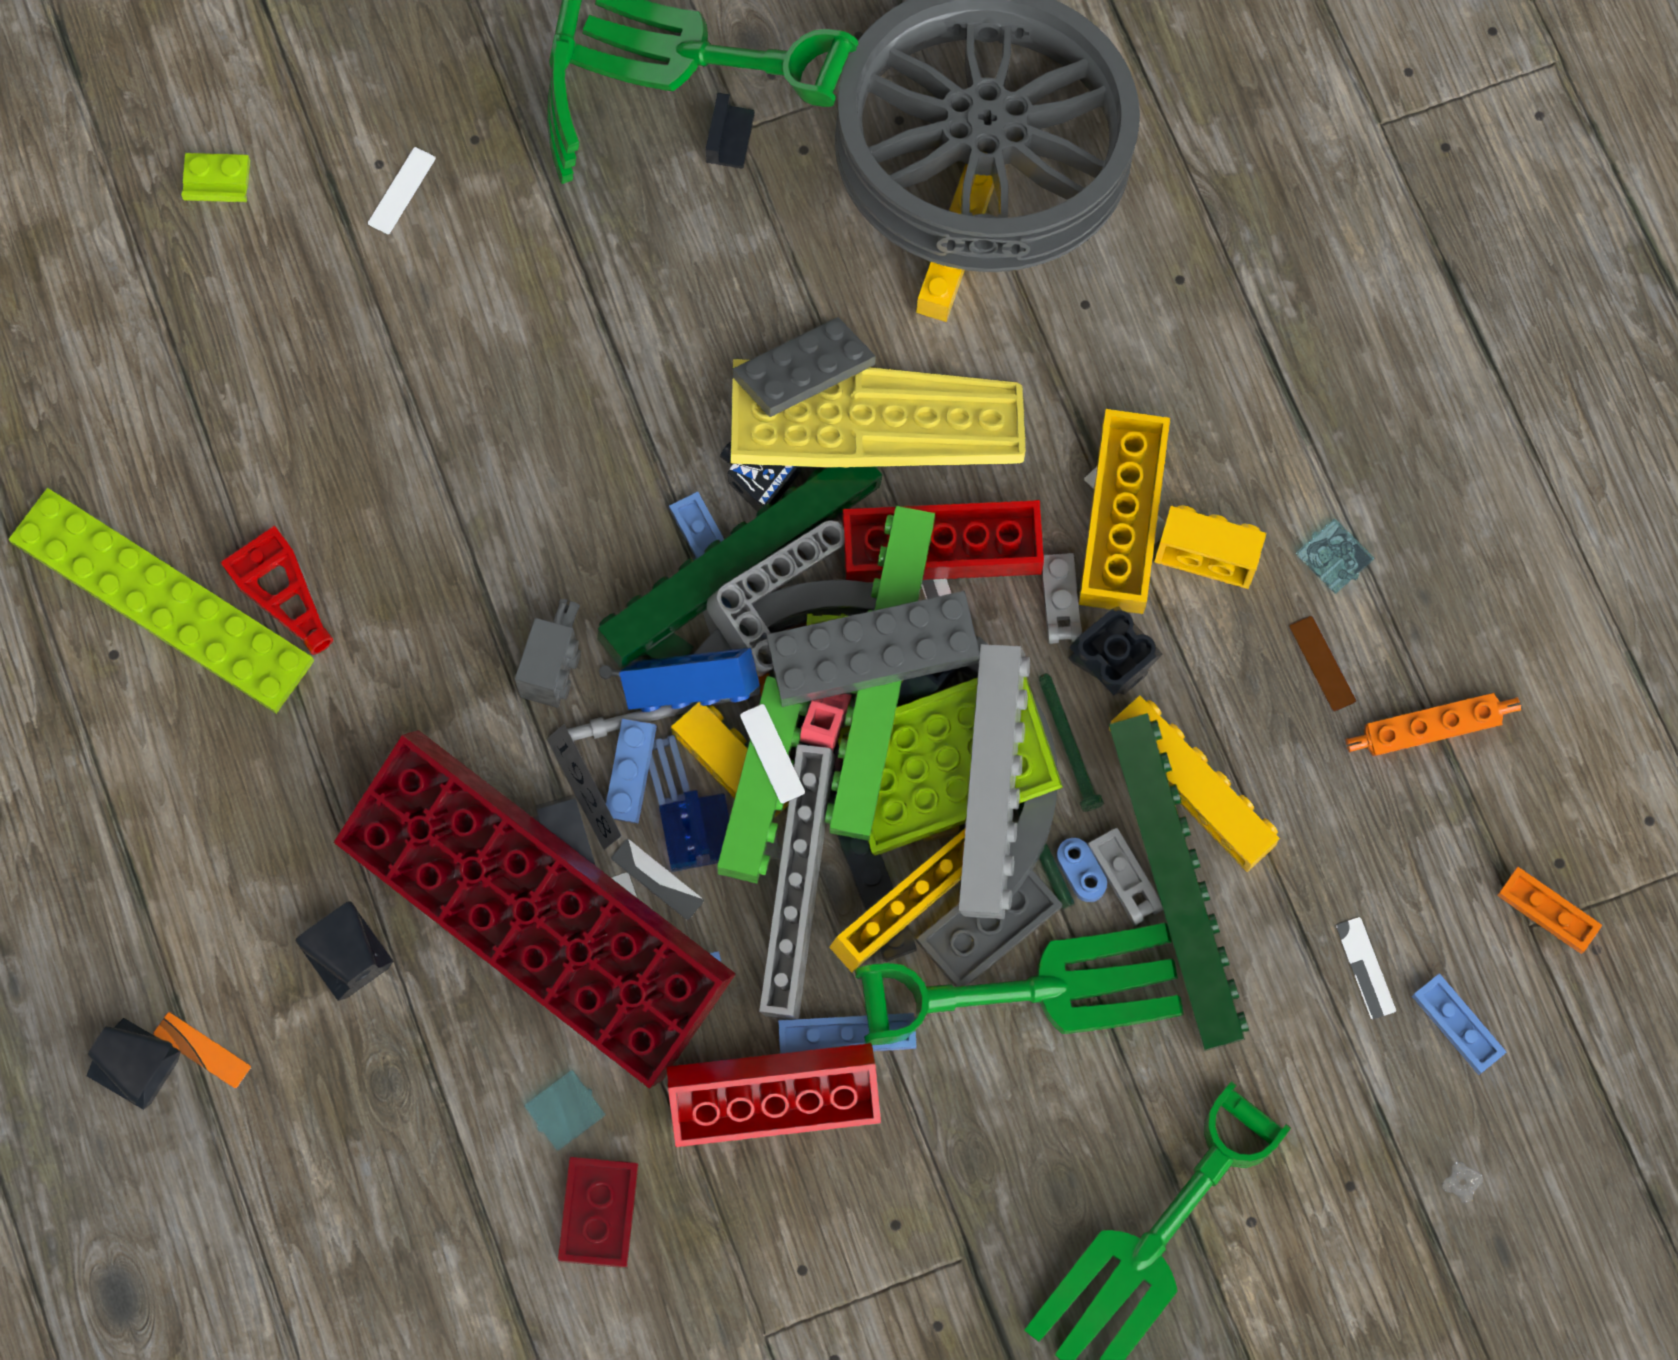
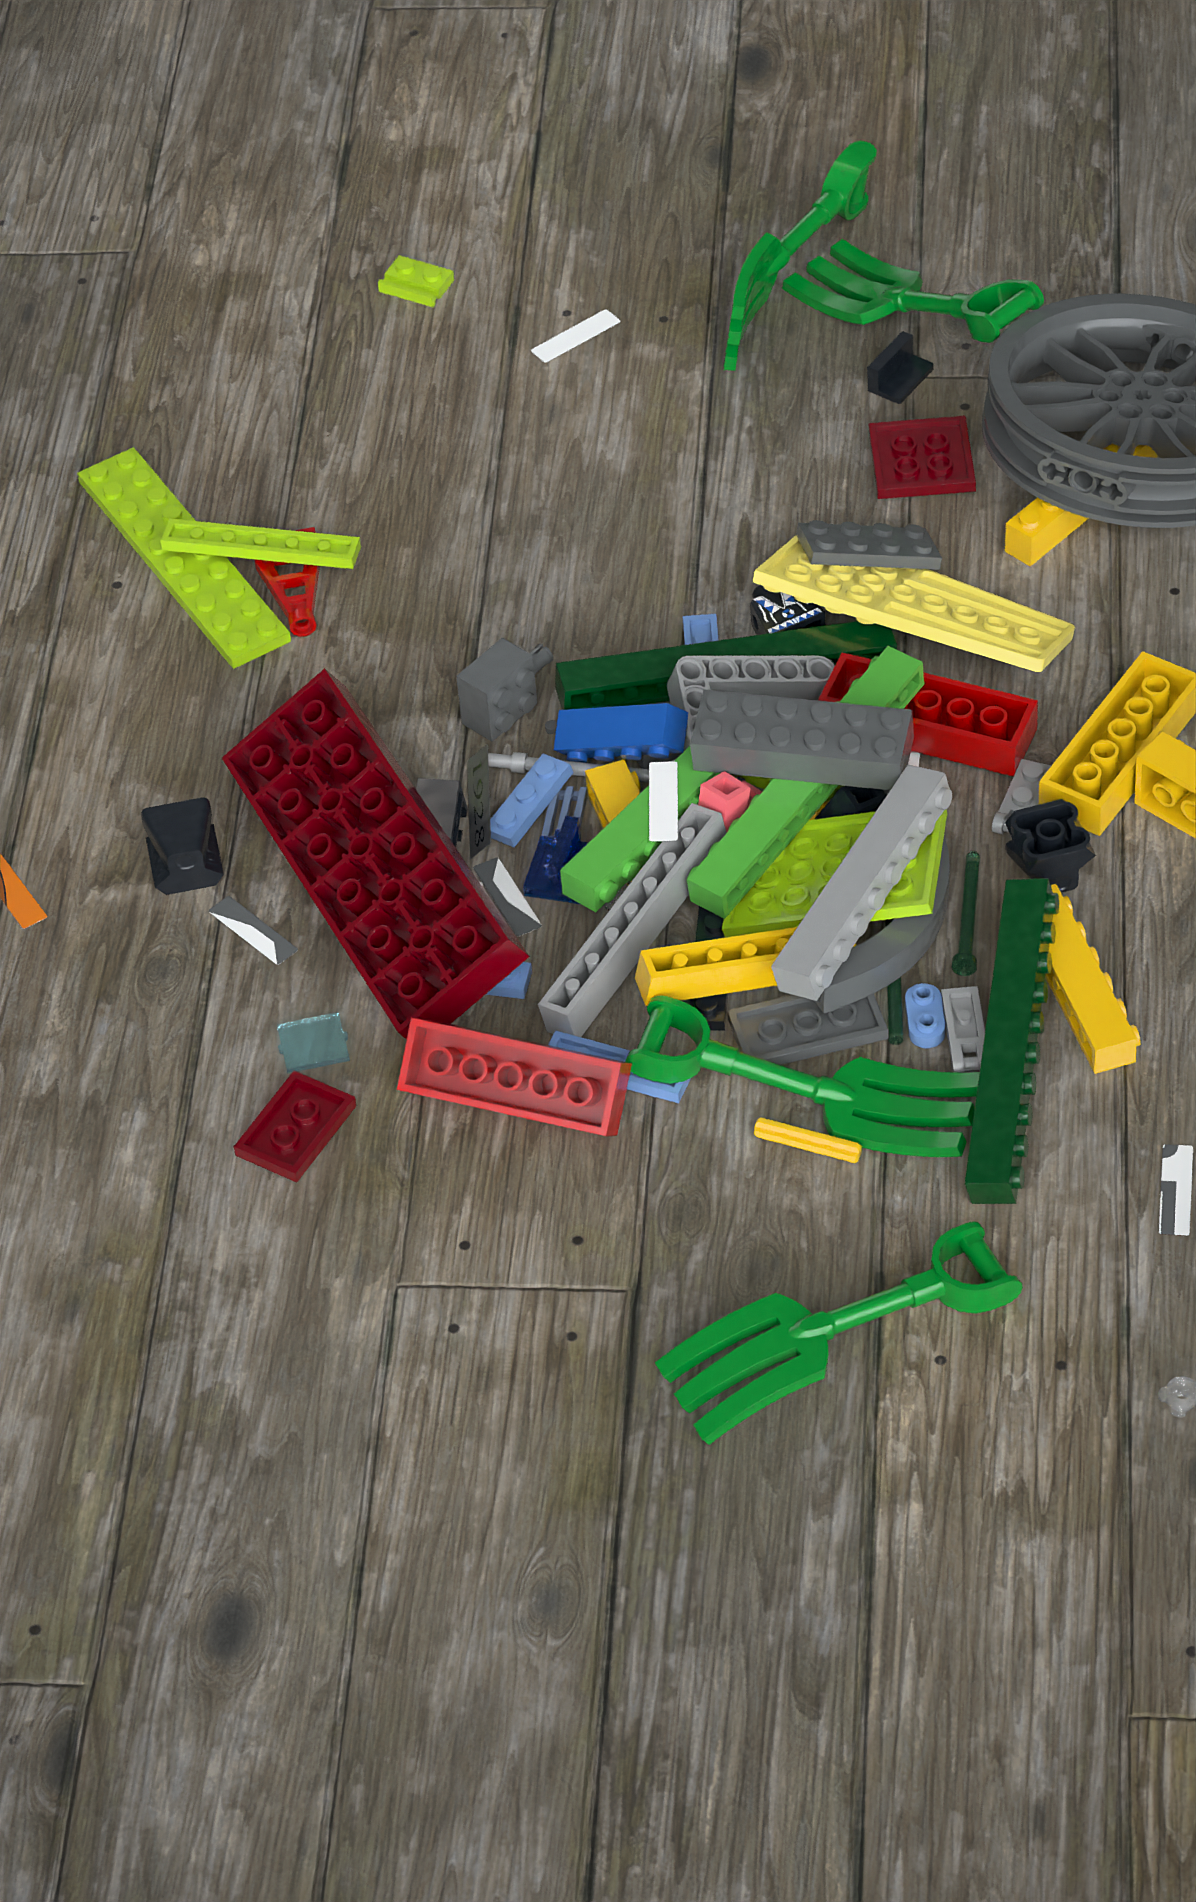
camera: 30 degrees right, 25 degrees down
(239, 572) = (261, 543): none -> lime plate
(447, 1006) = (253, 930): none -> dark grey sticker
(797, 232) = (922, 457): none -> dark red plate
(1044, 1045) = (807, 1140): none -> yellow axle

